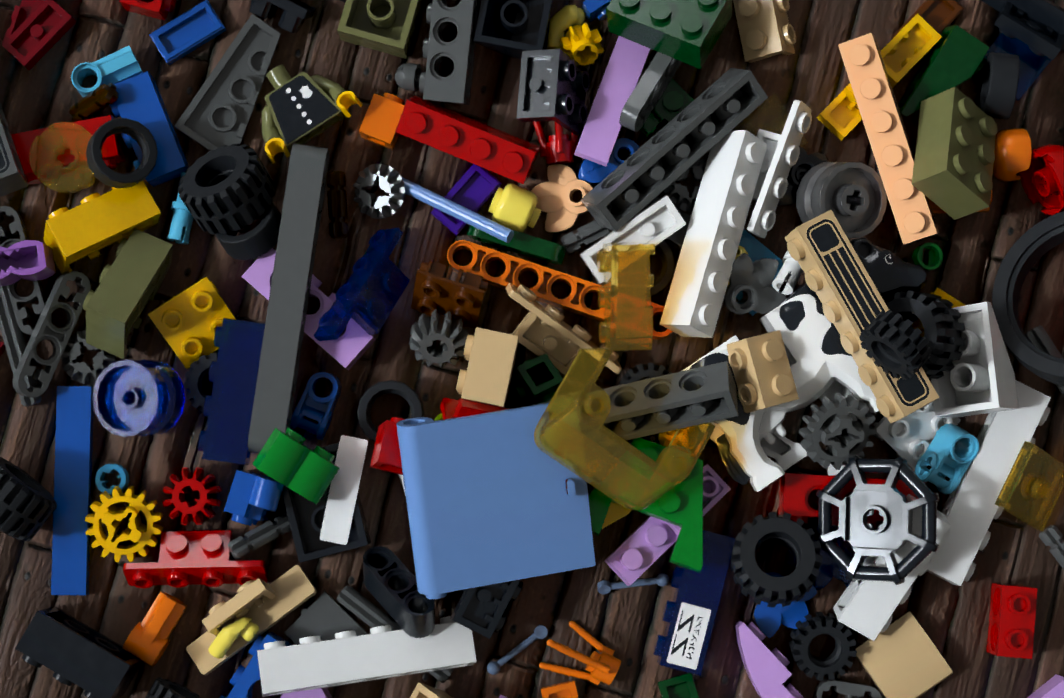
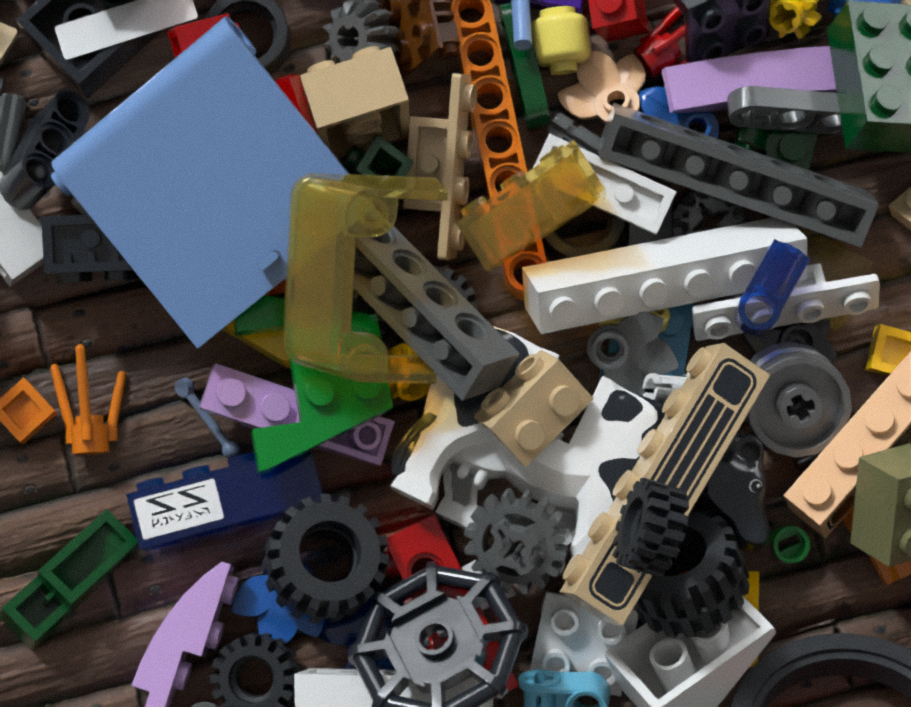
camera: 60 degrees right, 5 degrees down
(540, 632) = (92, 343): sand blue hinge -> none
(766, 170) = (772, 285): none -> clear blue piece

